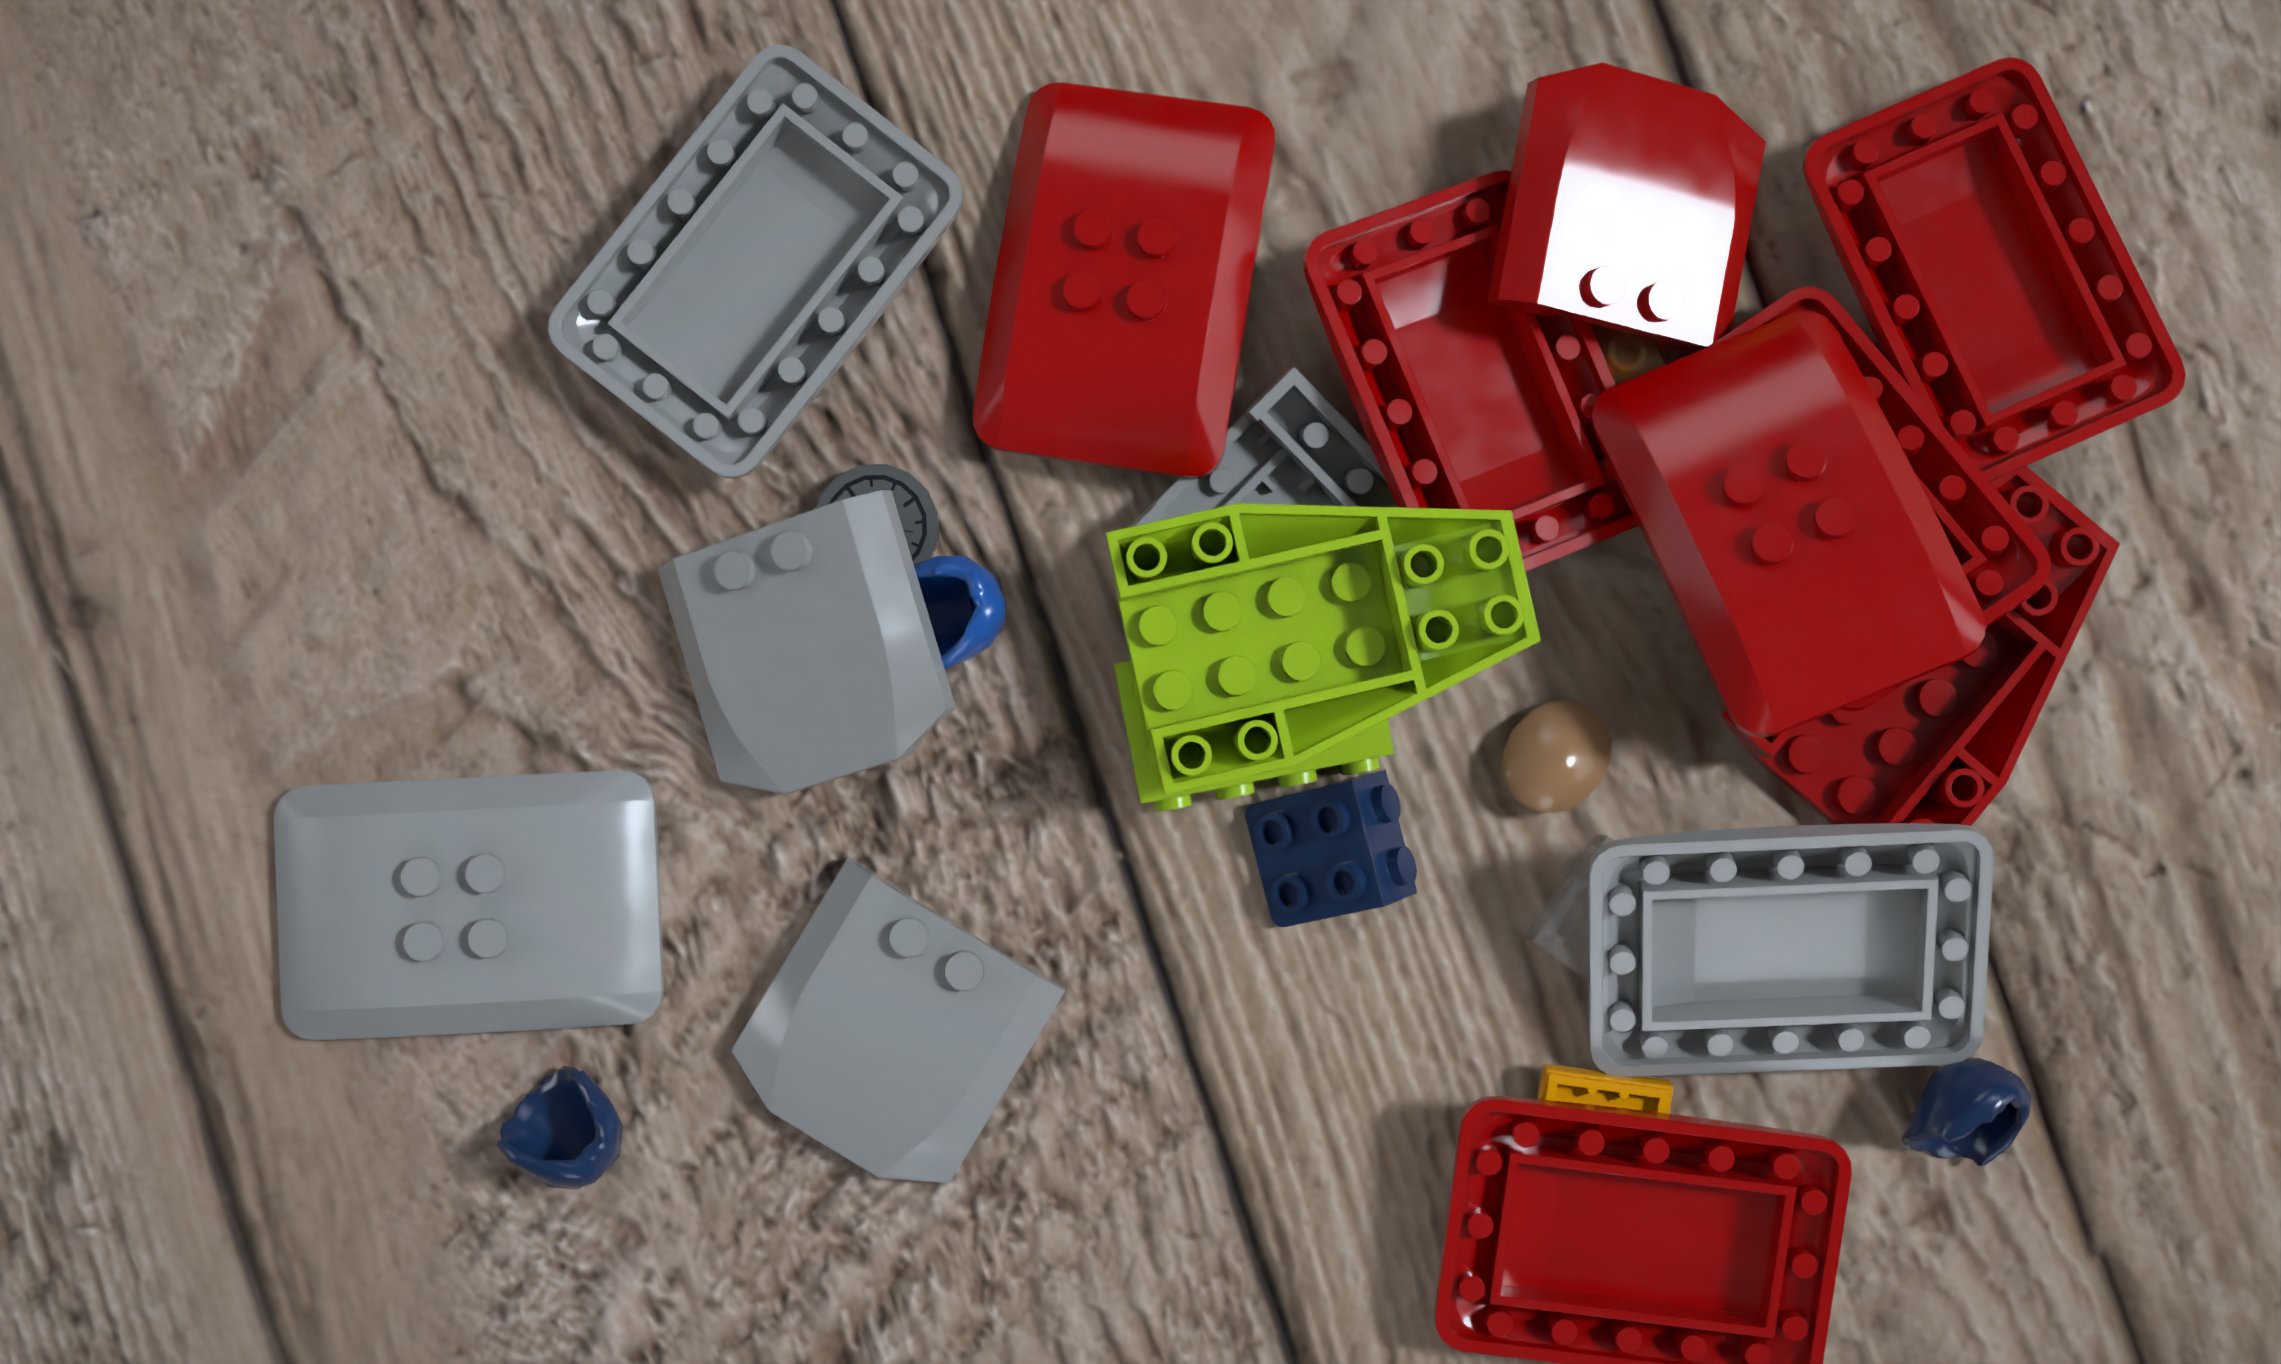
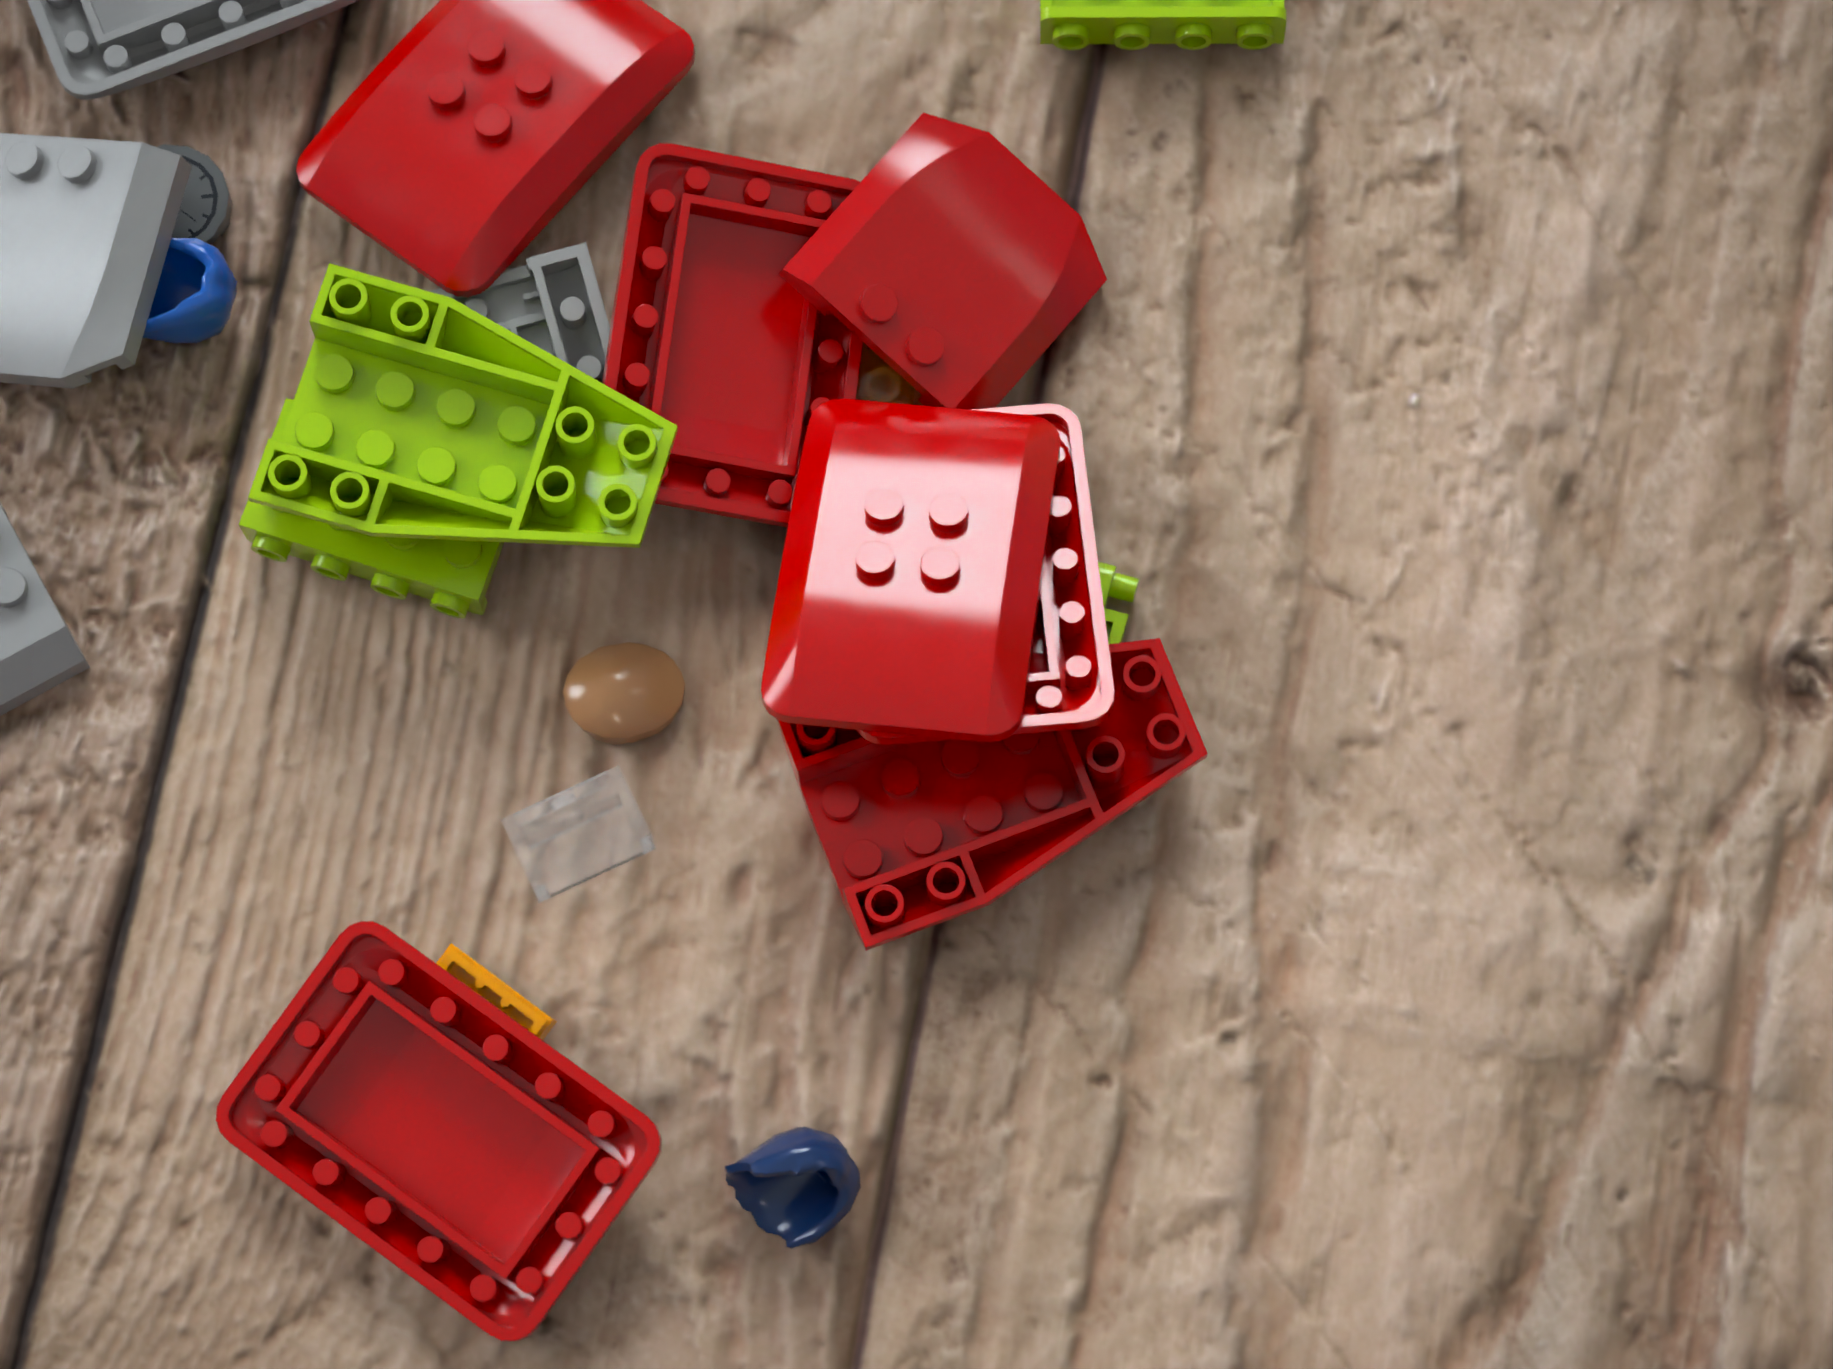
camera: 30 degrees right, 15 degrees down
(1331, 850) = (386, 663): dark blue bracket -> none
(1788, 948) = (712, 940): light grey wedge -> none
(1993, 267) = (1231, 475): red wedge -> none

